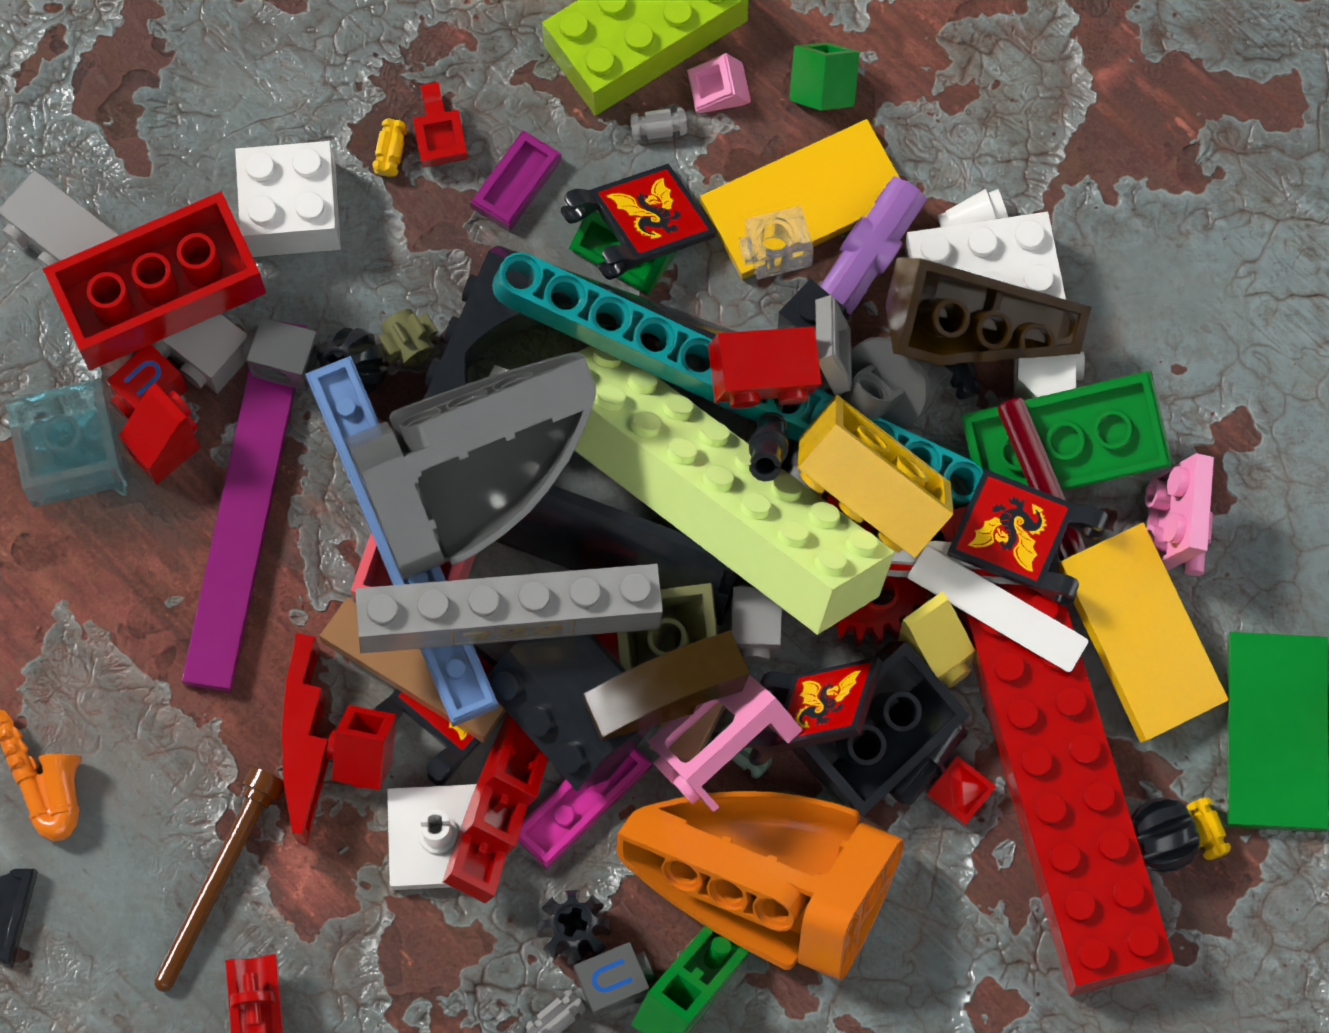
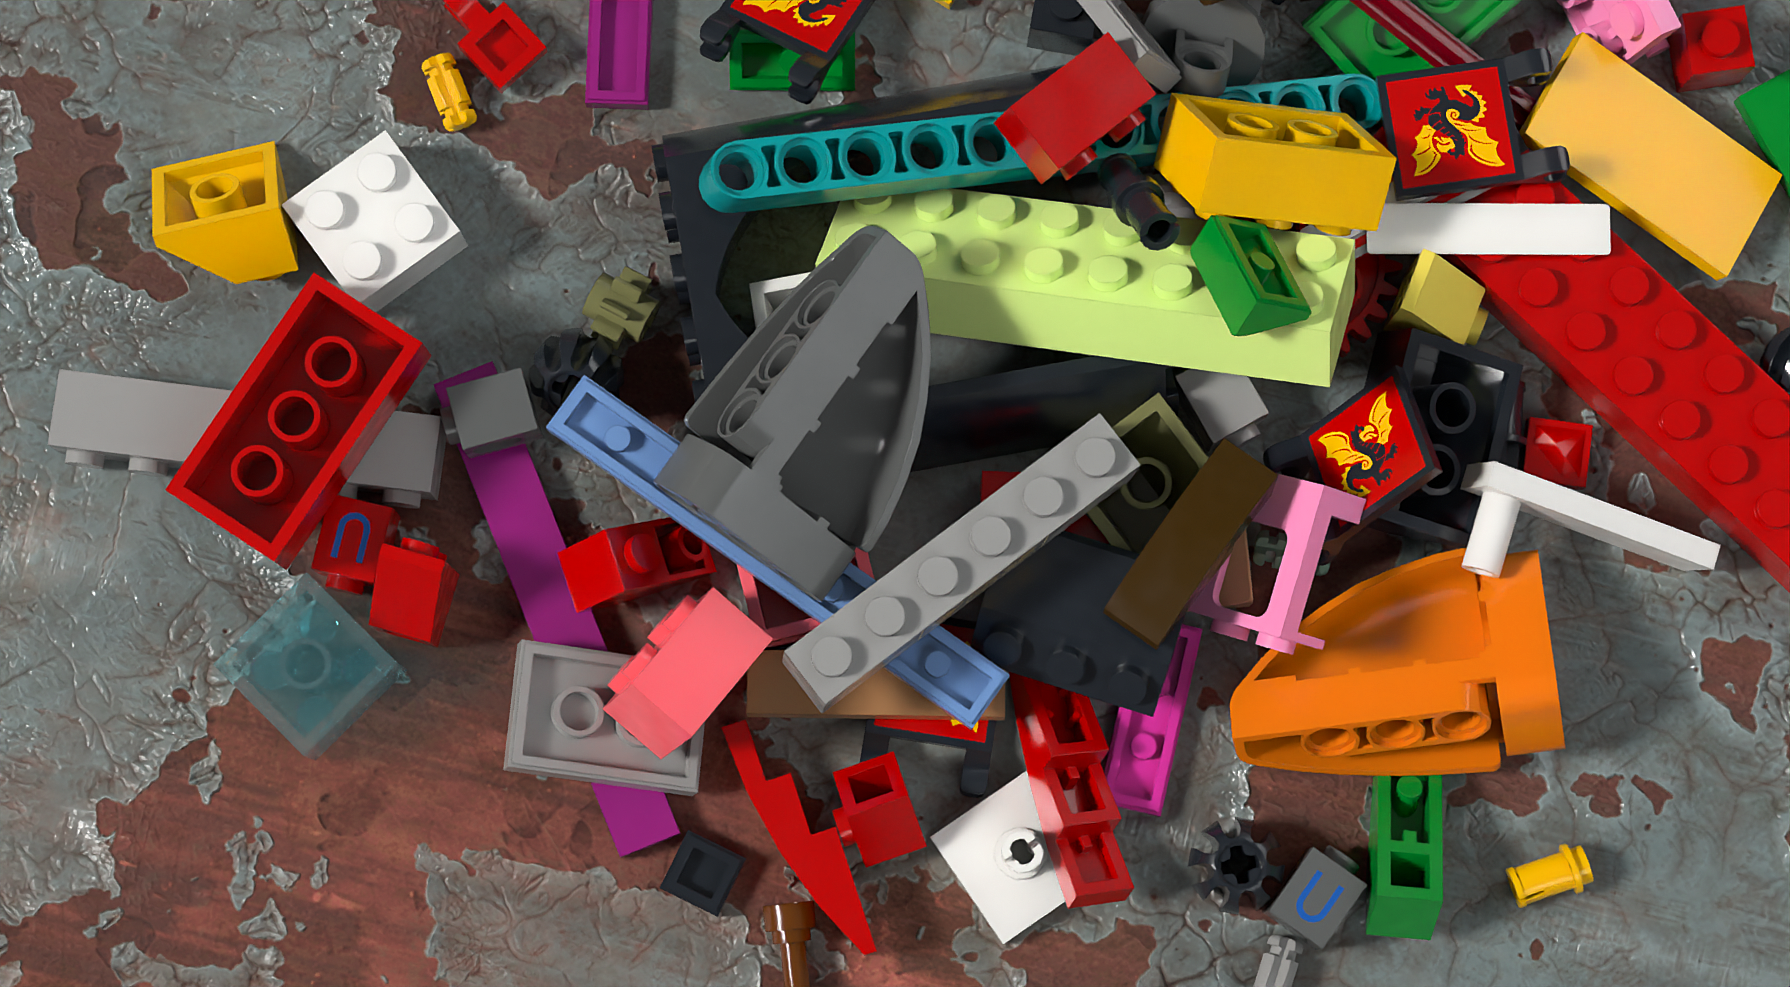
camera: 35 degrees left, 10 degrees up
(200, 140) = (226, 214): none -> yellow slope
(228, 725) = (703, 873): none -> black tile
(229, 586) = (565, 733): none -> light grey tile
(293, 578) = (678, 683): none -> coral brick
(311, 500) = (633, 563): none -> red slope
(804, 526) = (1247, 276): none -> green slope
(905, 785) = (1510, 490): none -> white piece
(1228, 588) = (1711, 49): none -> red brick

